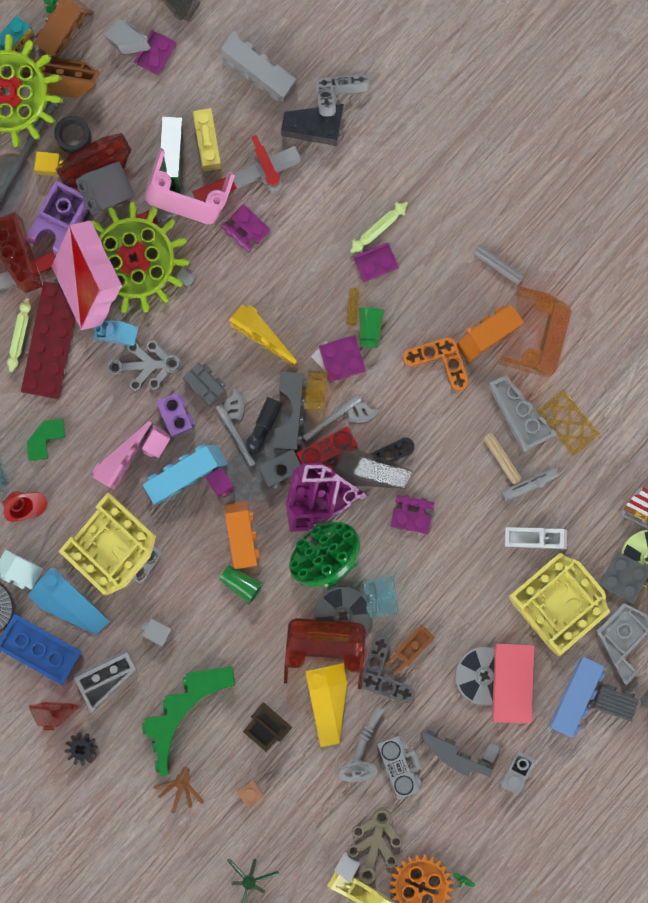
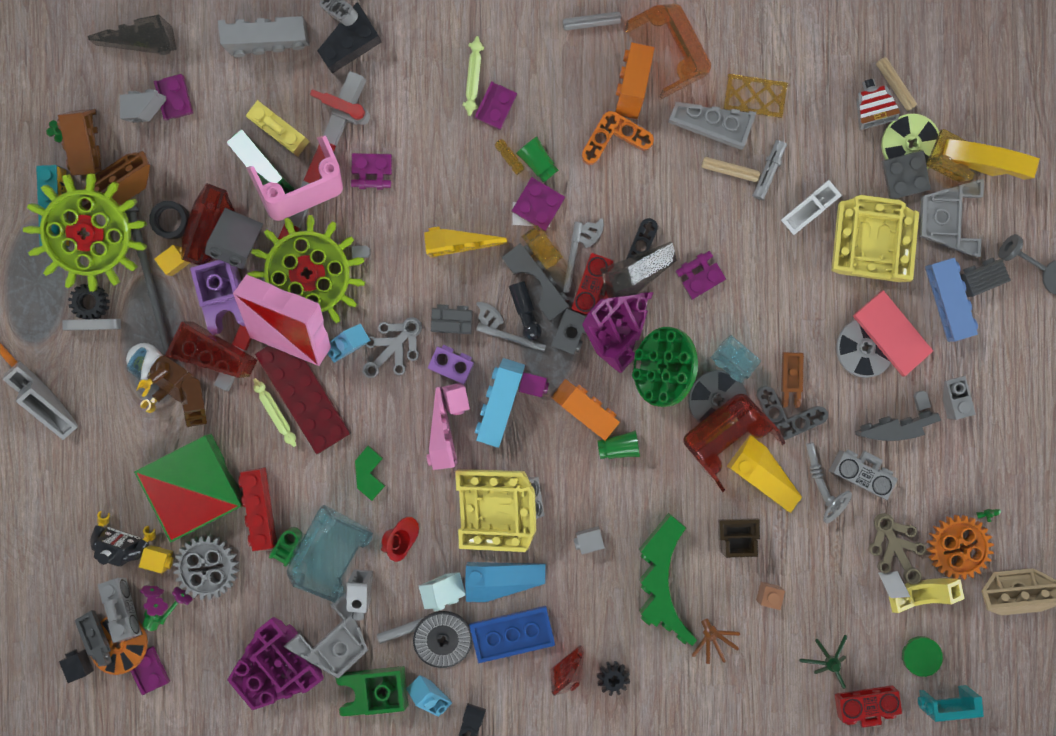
camera: 45 degrees left, 5 degrees up
(104, 677) = (582, 611): light grey wedge -> none

